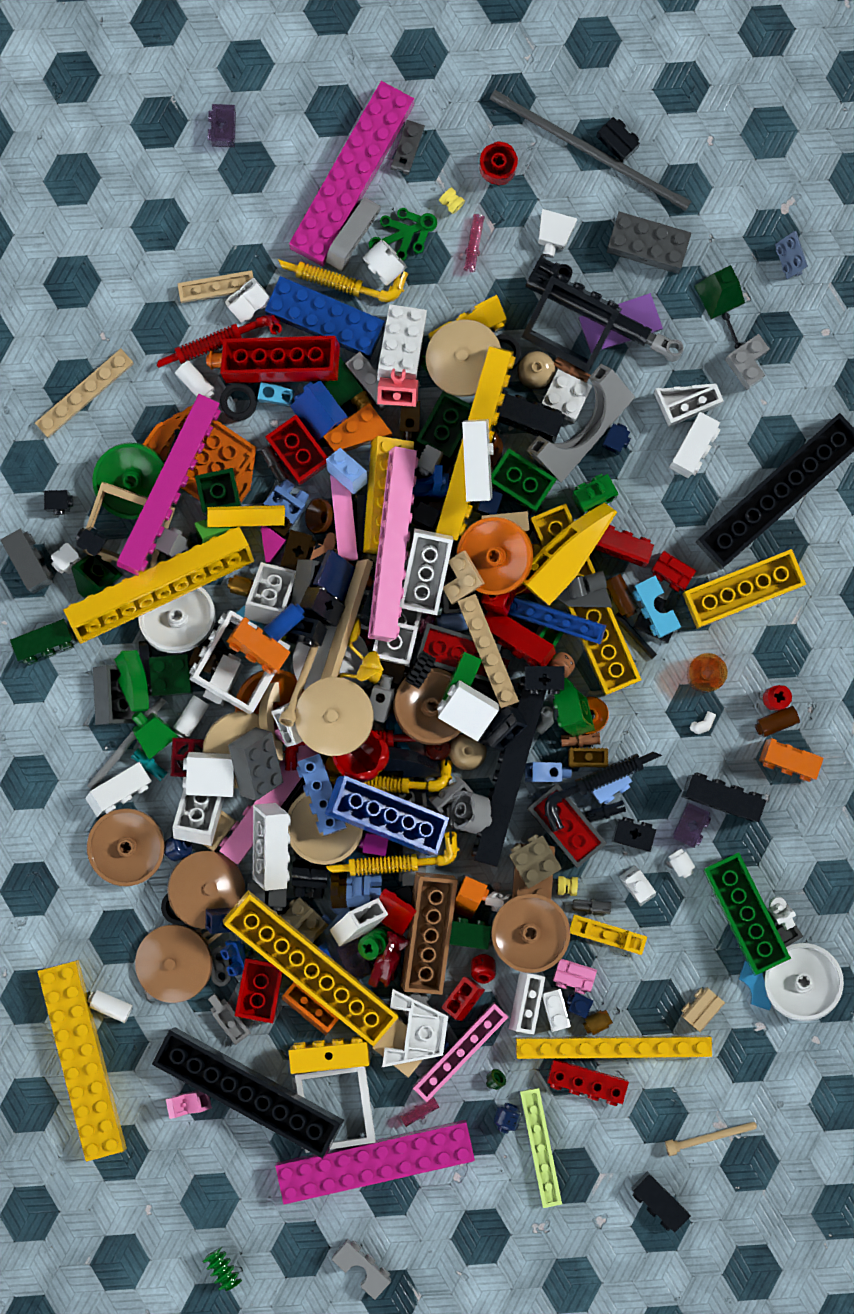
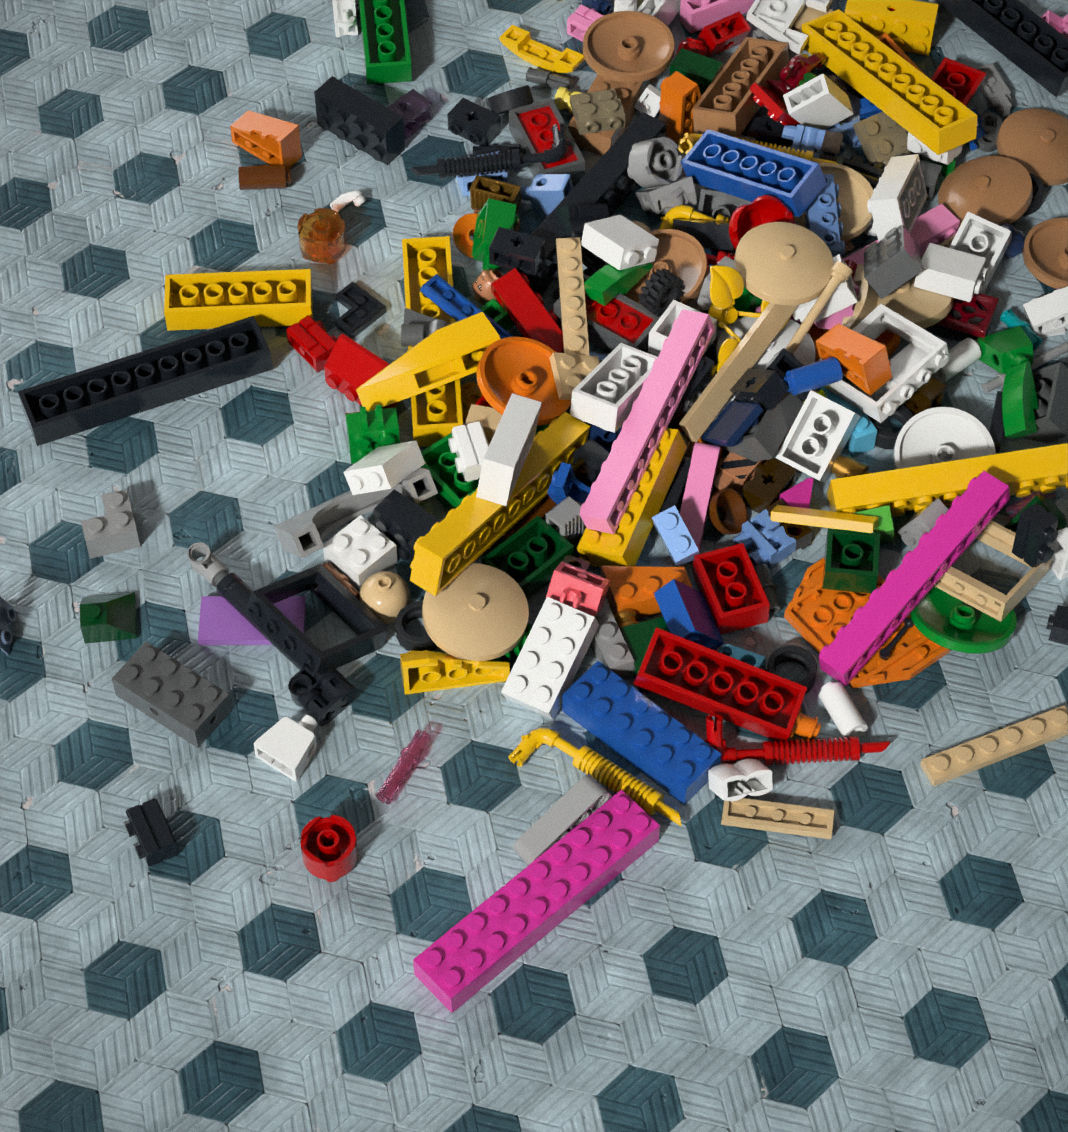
camera: 160 degrees left, 30 degrees down
(170, 675) = (973, 395): dark green brick -> none
(214, 920) = (978, 152): dark blue brick -> none
(222, 114) = (700, 1038): clear purple brick -> none
(384, 262) = (535, 764): white brick -> none
(406, 232) = (491, 809): green plant -> none
(408, 146) = (446, 914): dark grey plate -> none
(452, 200) = (411, 823): light yellow wheel -> none
(506, 102) = (283, 932): dark grey piece -> none
(513, 489) = (470, 446): none -> white brick
(571, 455) = (384, 467): none -> white brick
(604, 856) = (511, 99): none -> black tyre
(617, 438) = (317, 490): dark blue brick -> none
(622, 596) = (386, 336): reddish brown brick -> none
(635, 636) = (387, 300): black bar -> none
(638, 885) = (488, 67): white torso -> none
(661, 622) = (350, 293): medium azure arch -> none
(682, 863) = (432, 87): white brick -> none
(686, 402) = (210, 501): white wedge -> none
(695, 445) = (225, 450): white brick -> none
(726, 317) = (116, 554): black hinge -> none
(784, 695) = (253, 189): red piece -> none

